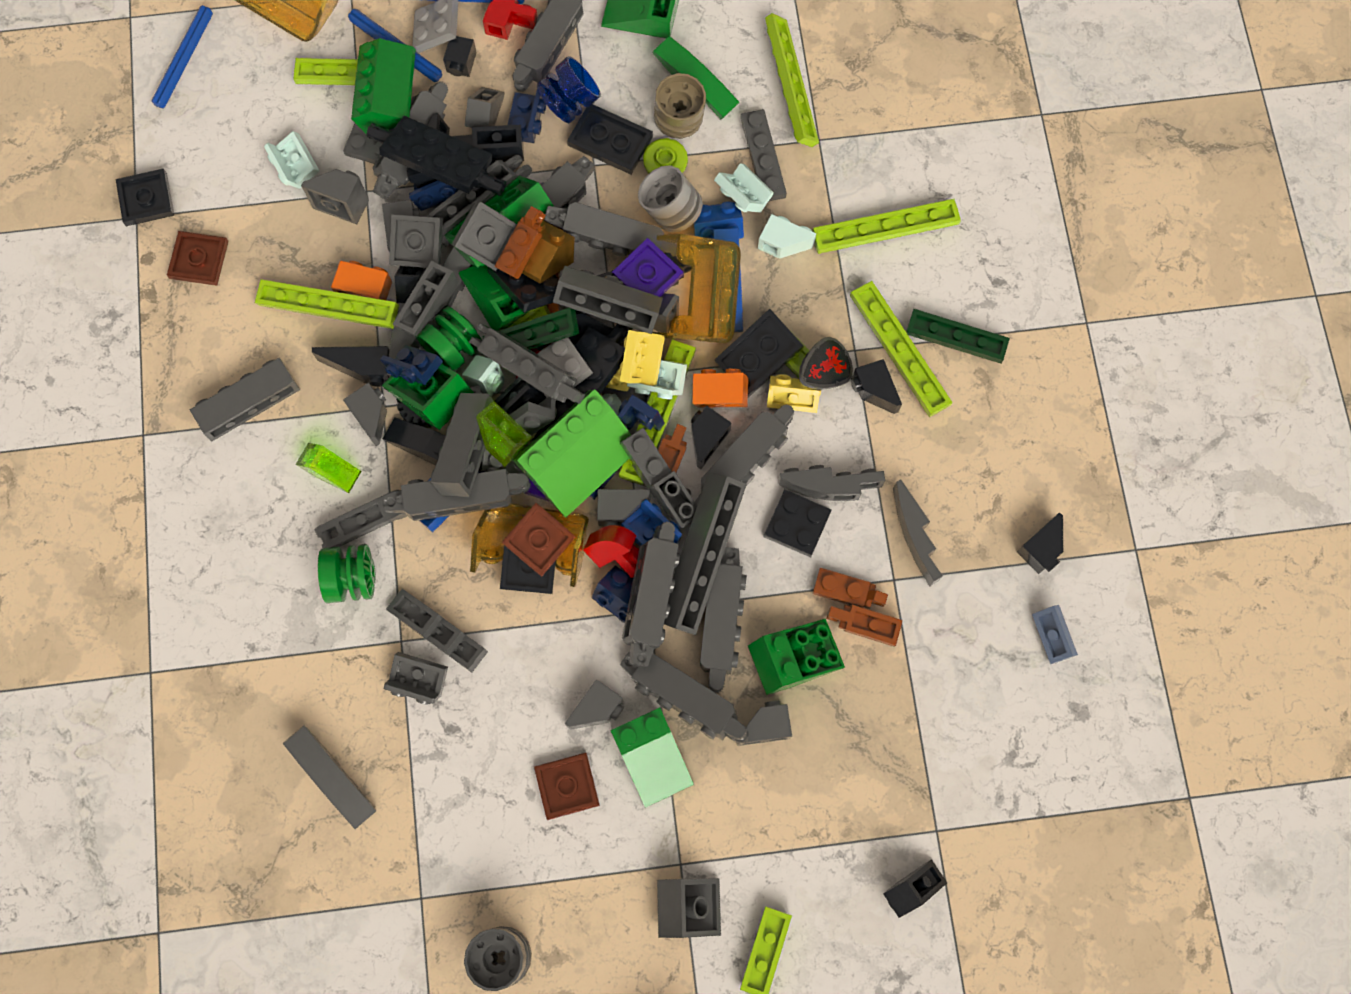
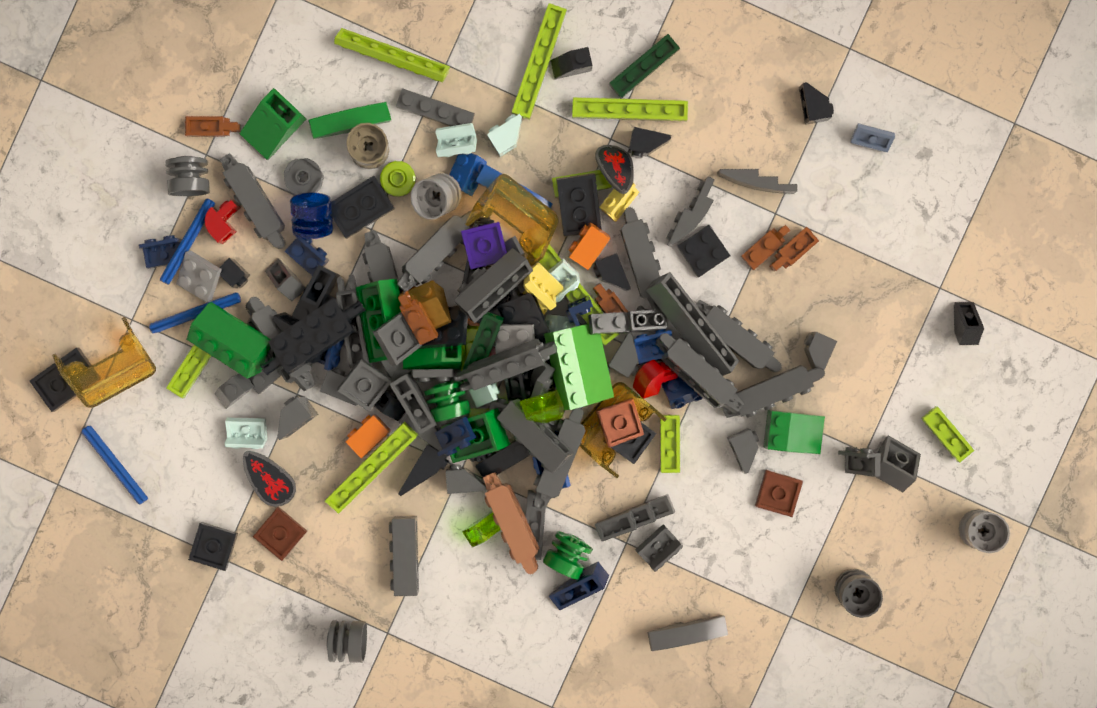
camera: 55 degrees left, 15 degrees up
(107, 389) = (344, 641): none -> dark grey wheel
(252, 209) = (268, 479): none -> shield
(317, 614) = (574, 590): none -> dark blue slope
(333, 121) = (233, 390): none -> dark grey slope
(348, 490) = (512, 522): none -> nougat hinge
(469, 305) = (427, 375): none -> dark grey plate
(549, 618) = (670, 444): none -> lime plate
(618, 62) = (303, 166): none -> dark grey plate
(665, 858) = (861, 462): none -> dark grey bracket
(795, 656) = (787, 306): green slope -> none
(908, 260) = (572, 63): none -> black slope

